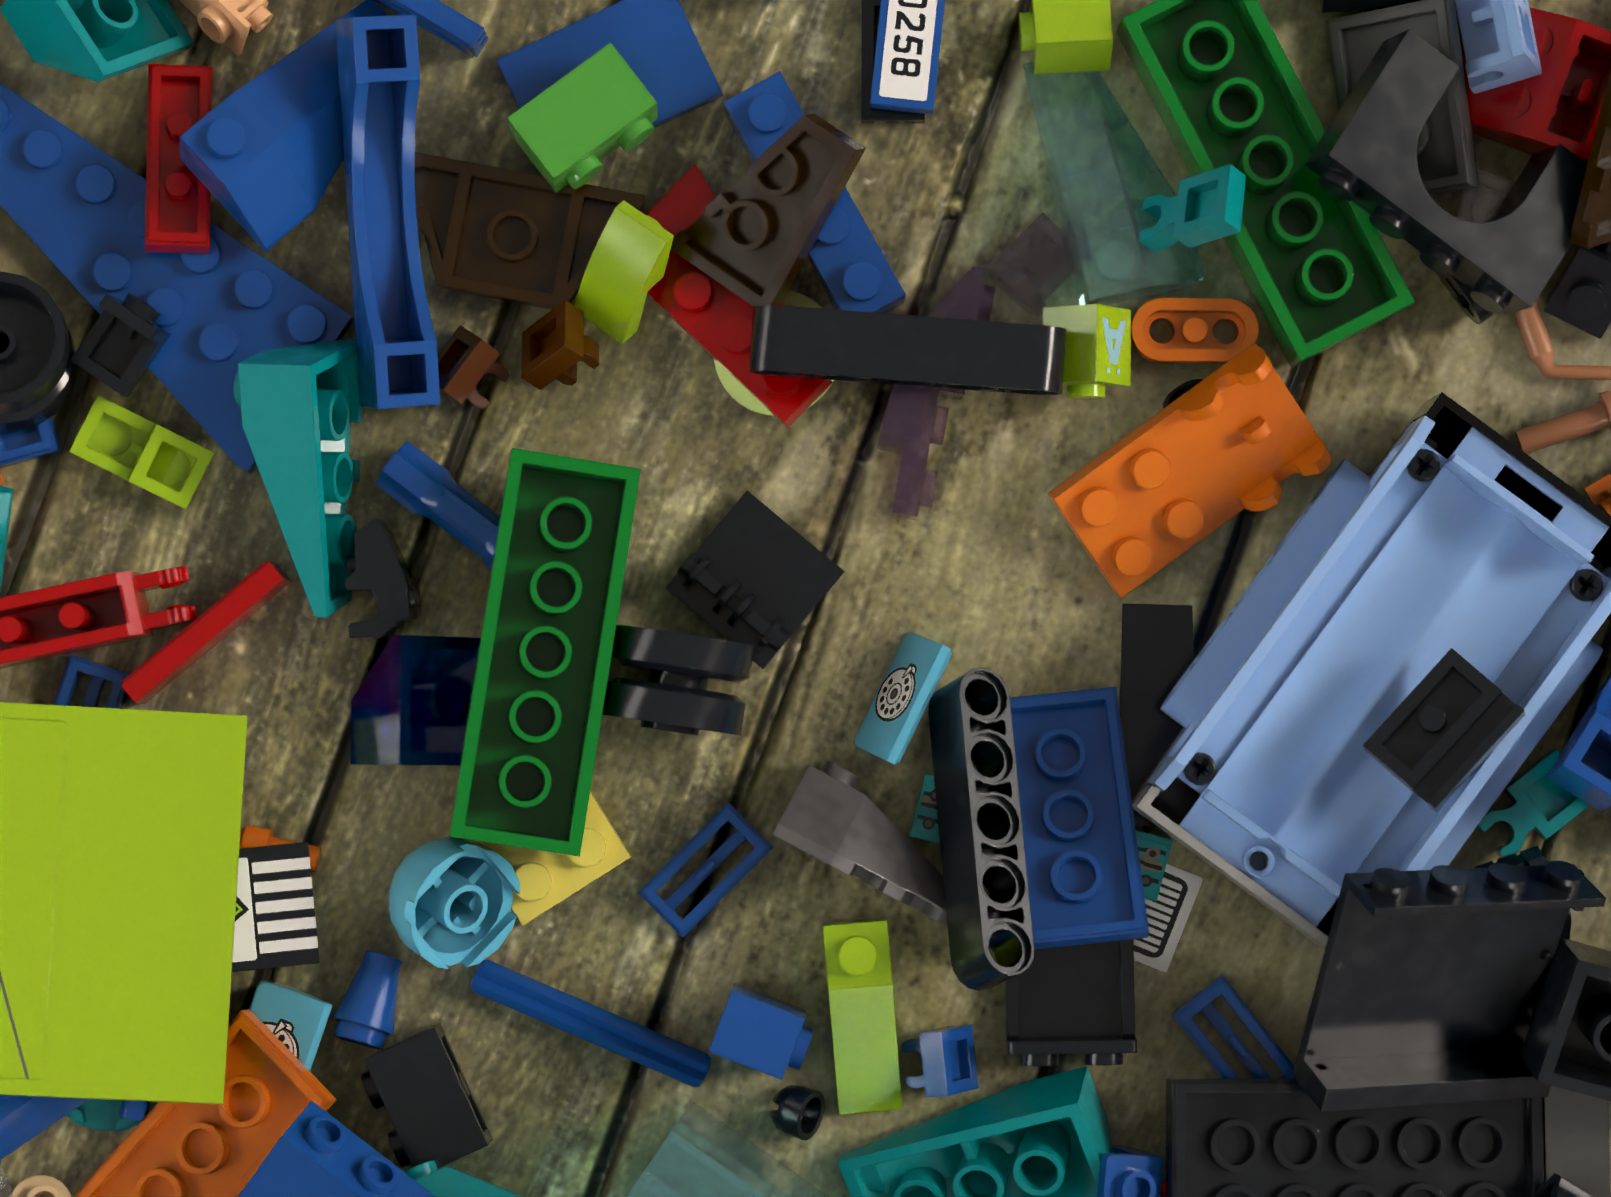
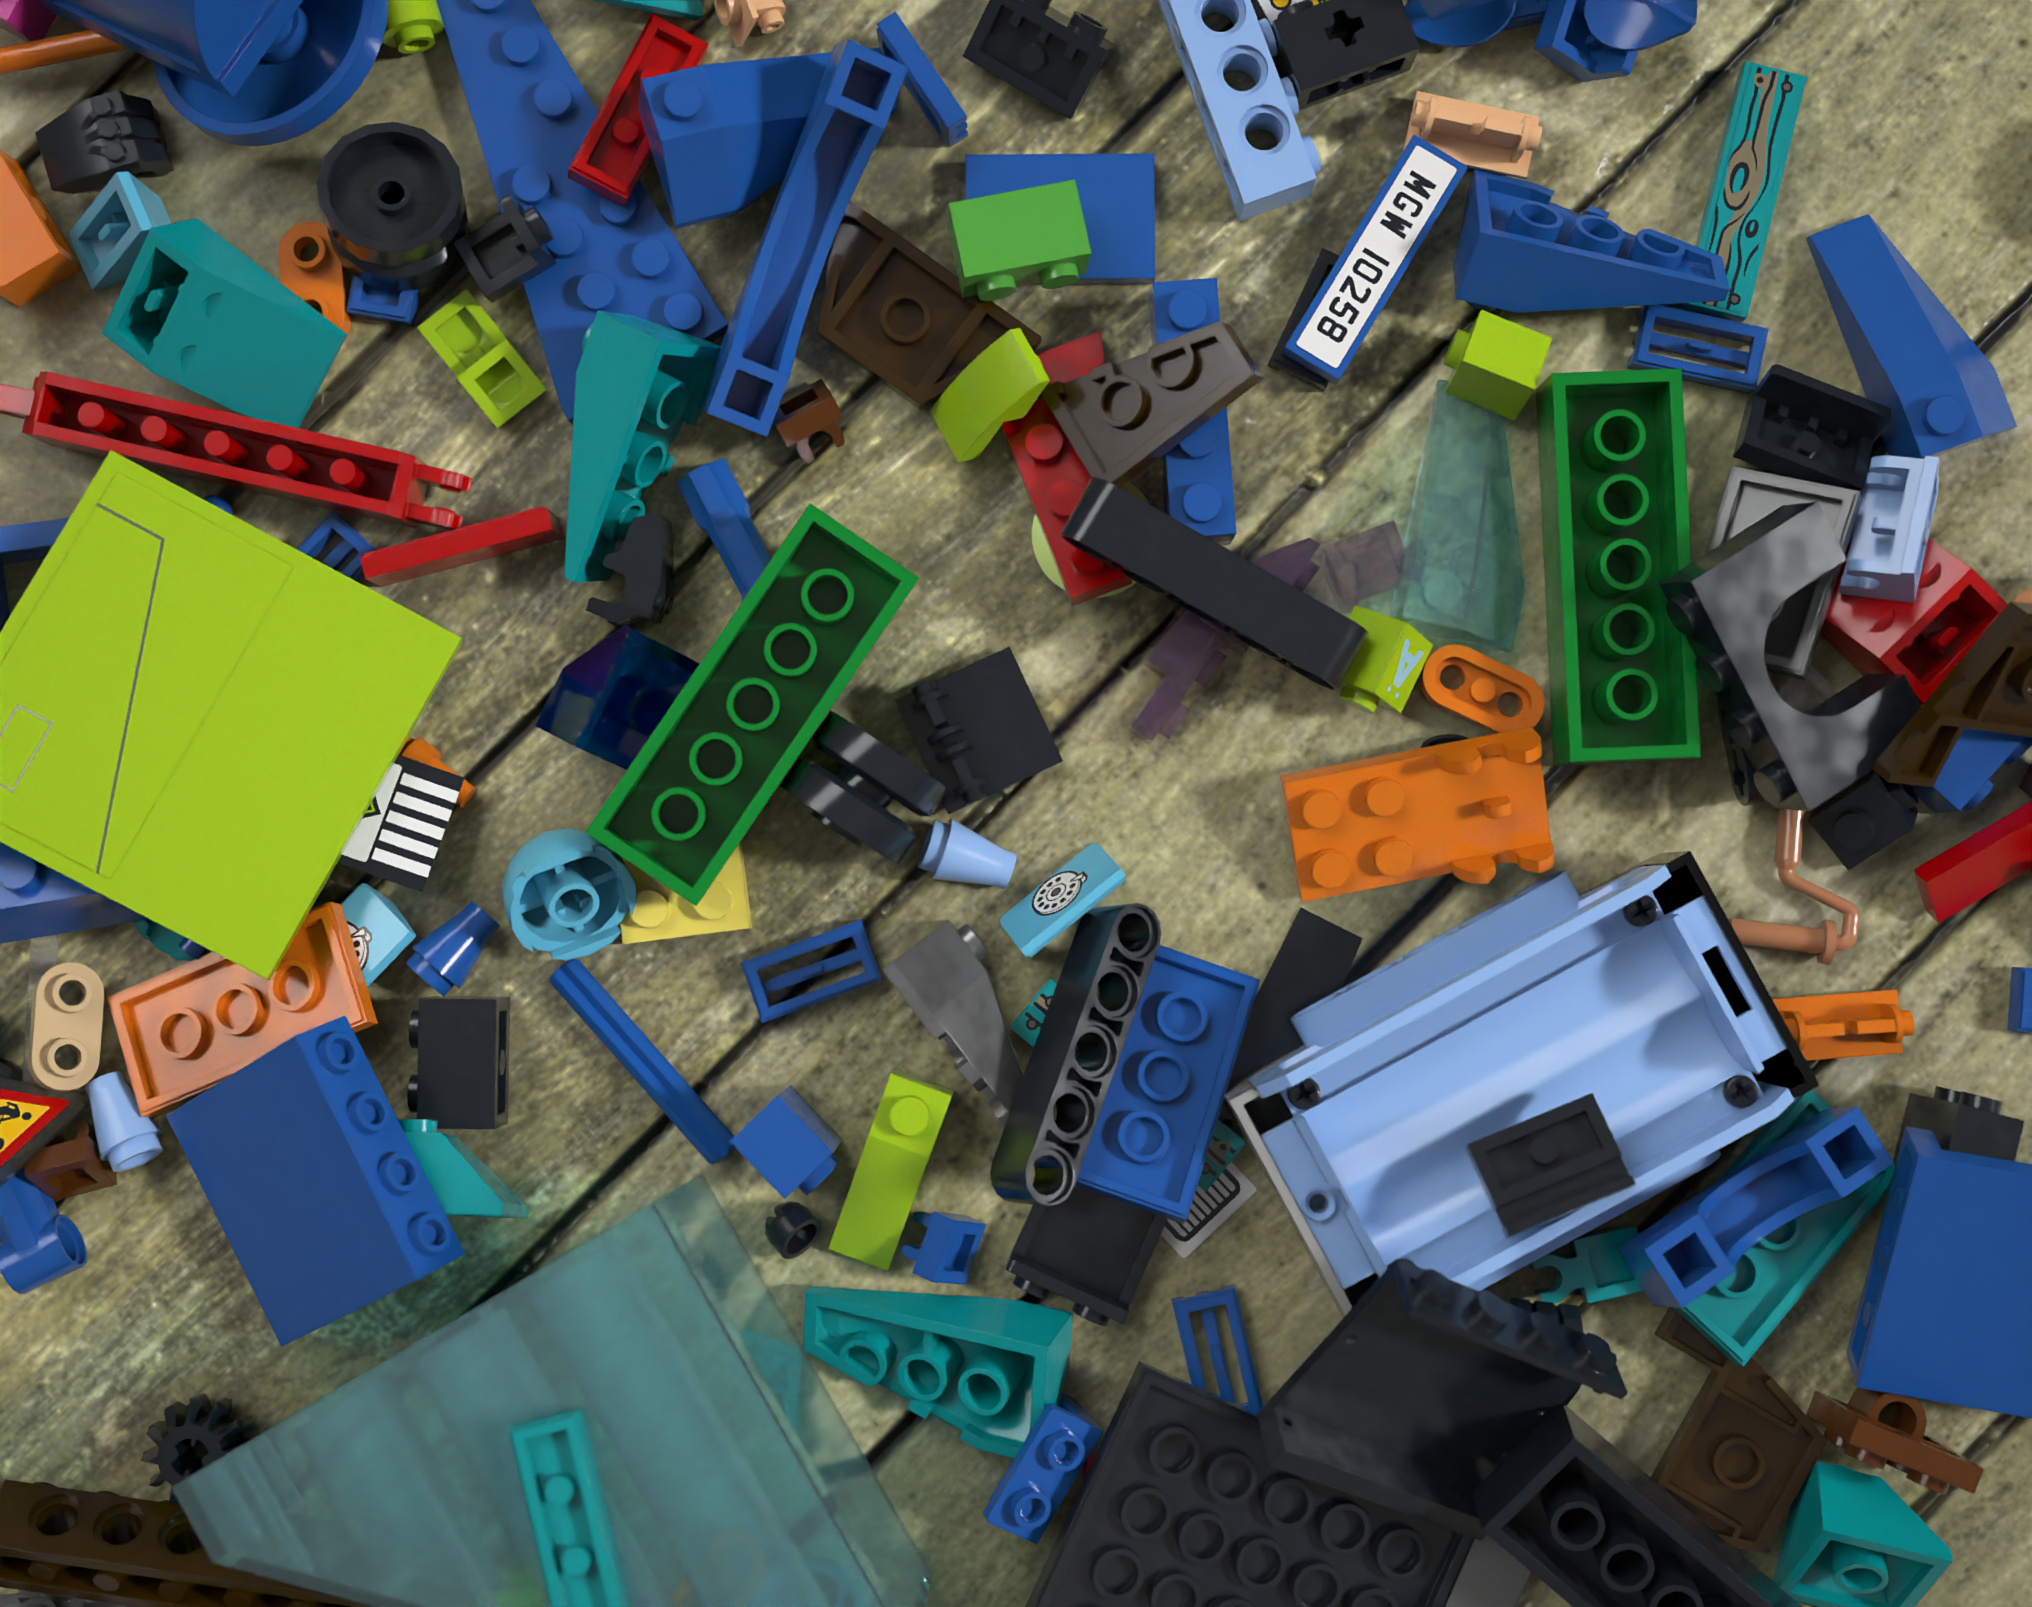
camera: 30 degrees right, 0 degrees up
(555, 346) = (897, 434): reddish brown tile -> none
(794, 700) = (964, 856): none -> light blue cone
(1203, 211) = (1545, 582): teal plate -> none

